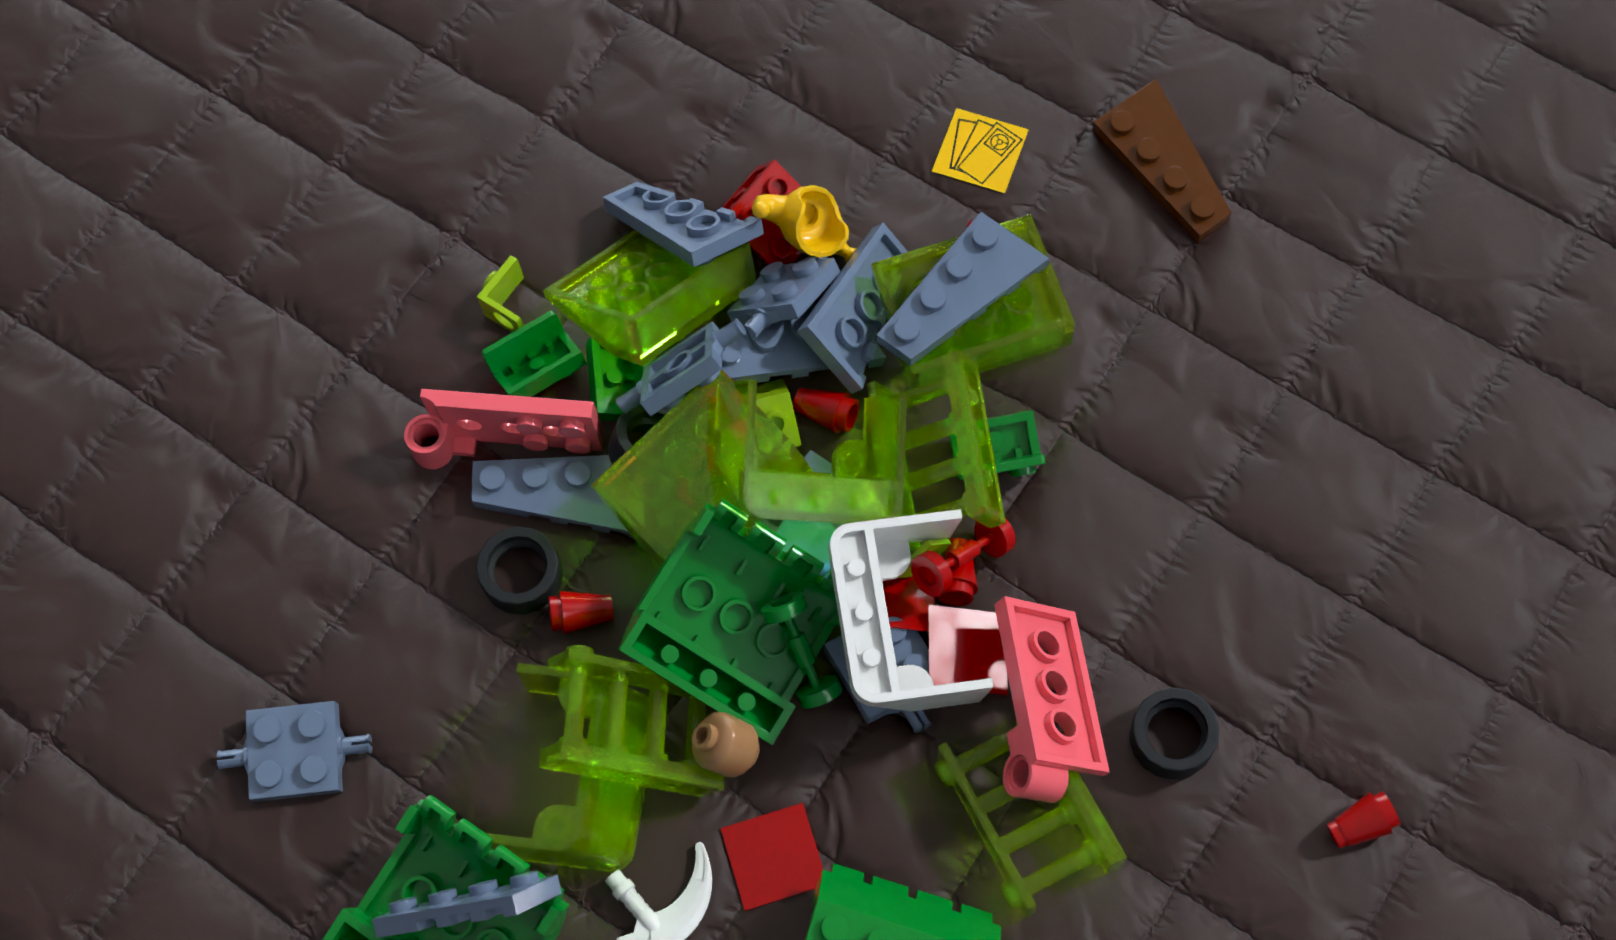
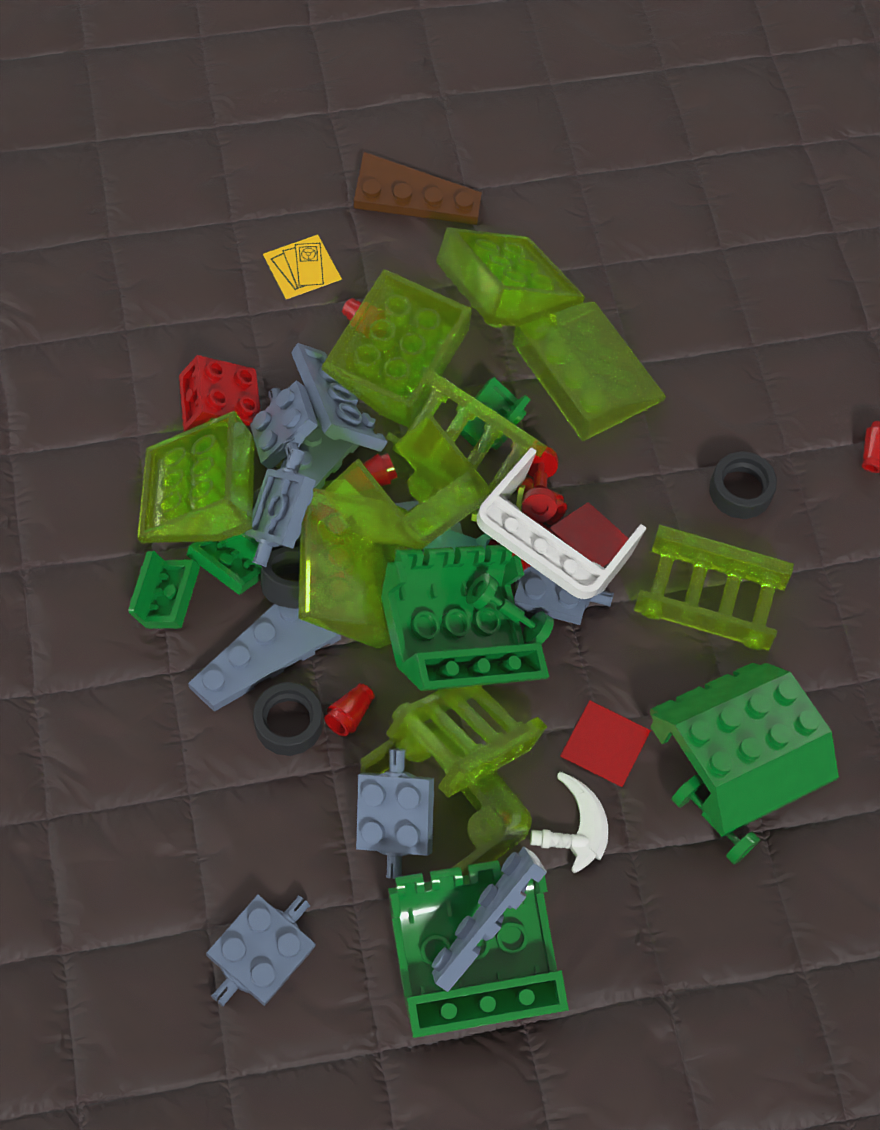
camera: 55 degrees left, 5 degrees down
(470, 417) = (185, 639): coral hinge -> none
(495, 292) = (100, 582): lime bracket -> none
(506, 739) = (395, 813): none -> sand blue plate
(681, 225) = (177, 435): sand blue wing -> none
(725, 744) = (525, 698): medium nougat head -> none
(807, 220) = (257, 372): yellow piece -> none
(960, 287) = (390, 329): sand blue wing -> none
(1037, 749) = (693, 528): coral hinge -> none
(1149, 479) = (586, 368): none -> clear neon green slope
(1150, 320) = (505, 276): none -> clear neon green slope

